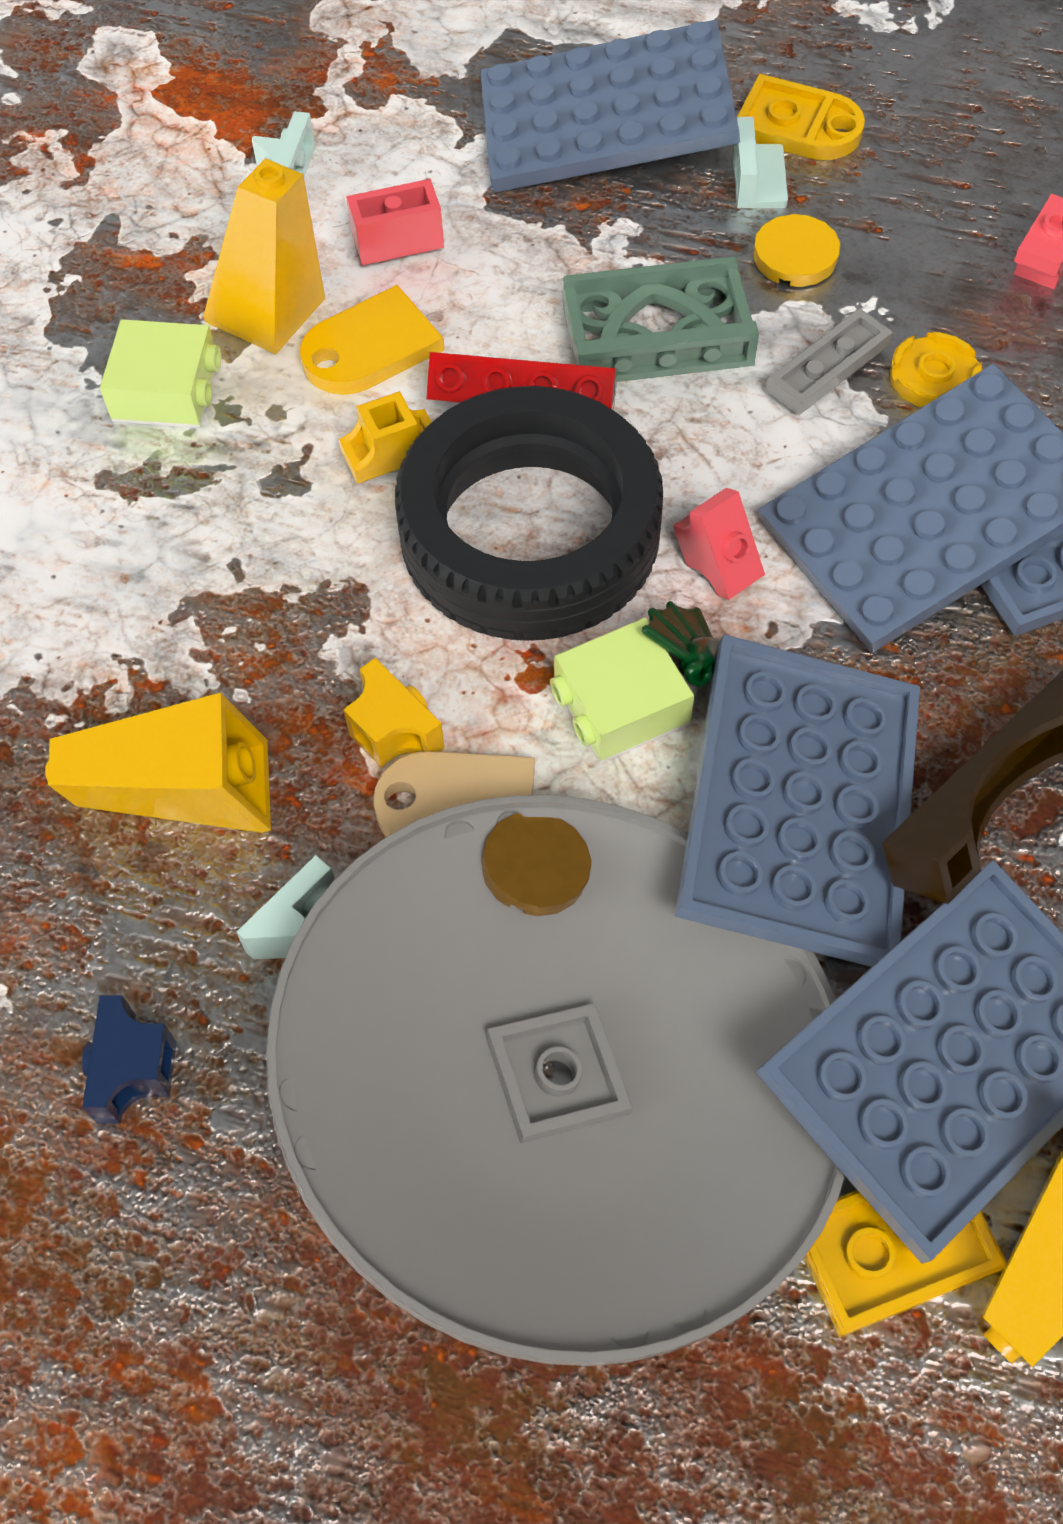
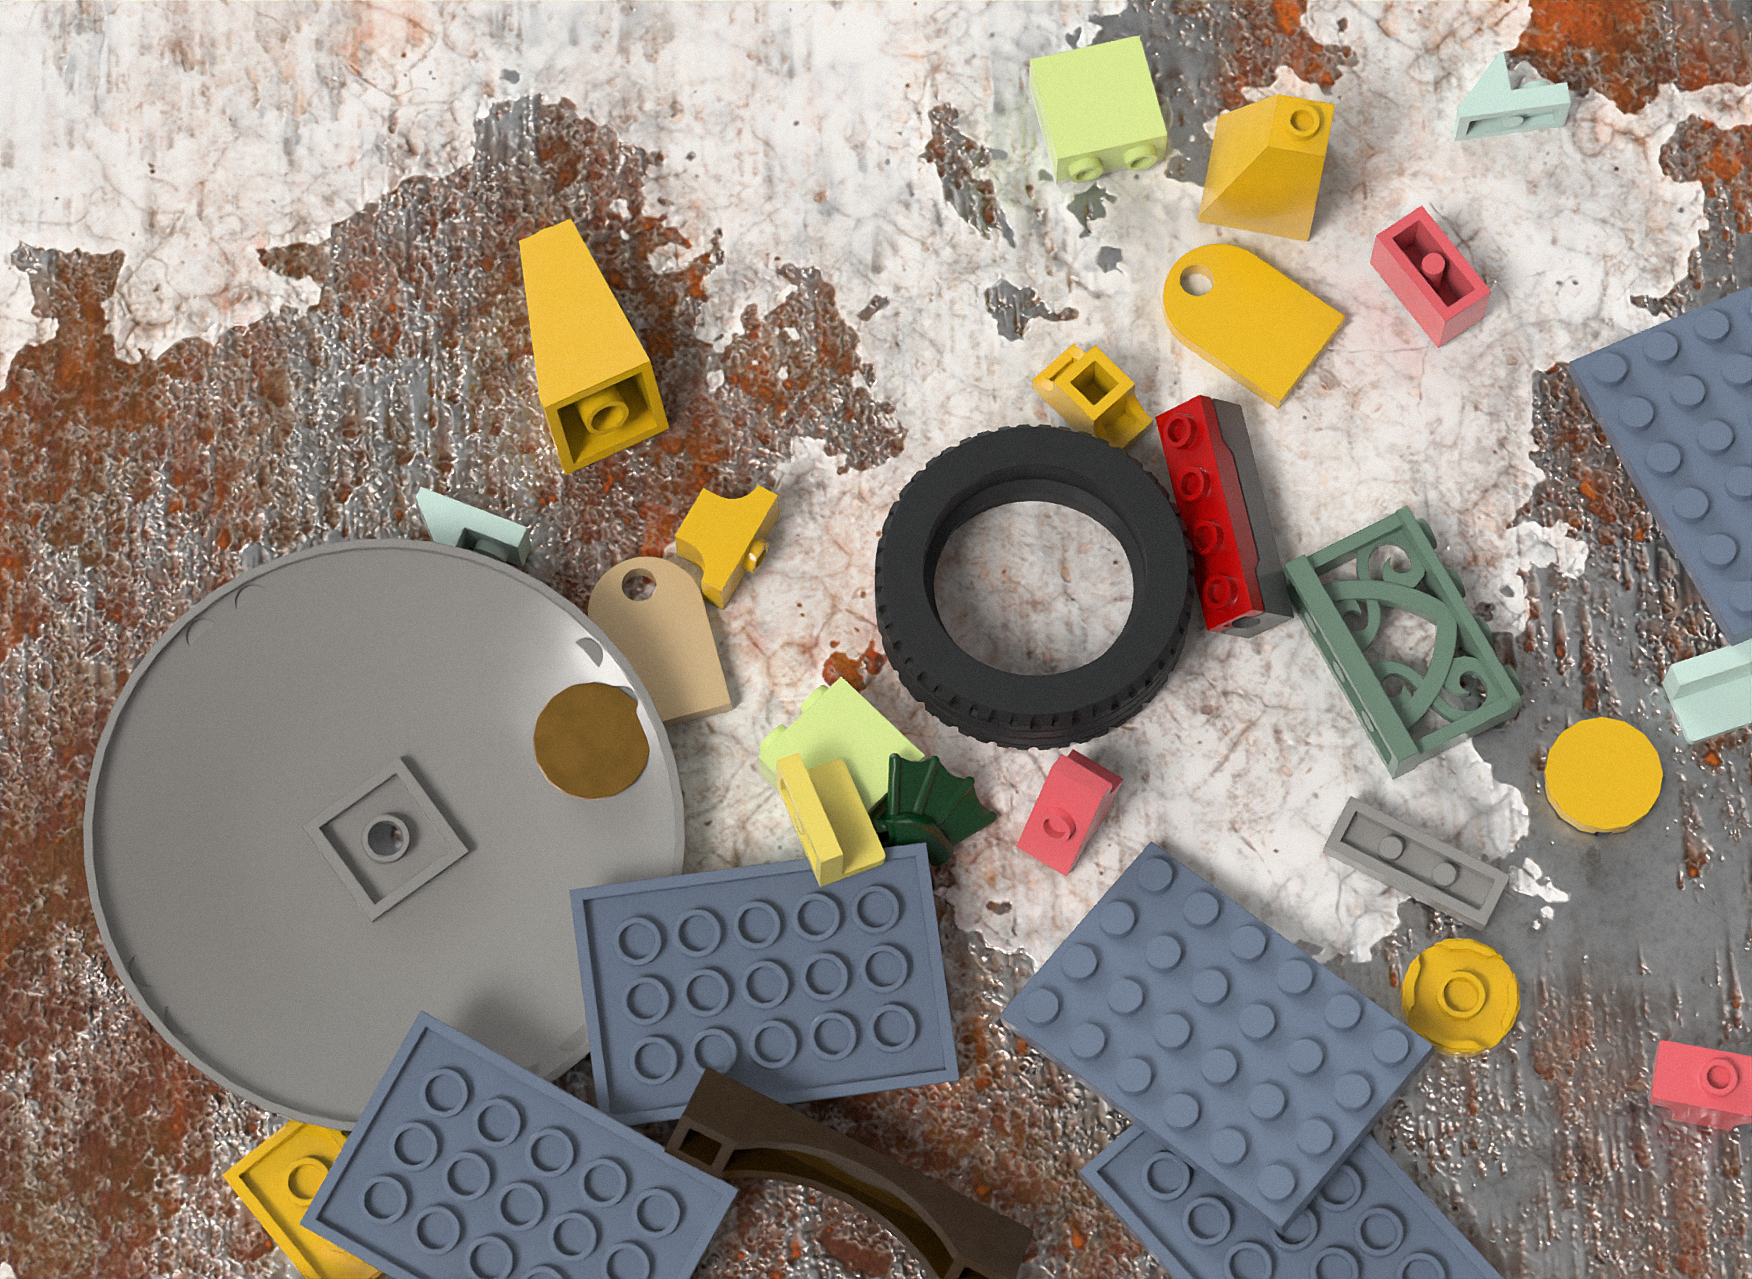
camera: 70 degrees right, 10 degrees up
(124, 1061) = (271, 442): dark blue brick -> none
(684, 692) = (828, 818): none -> light yellow panel

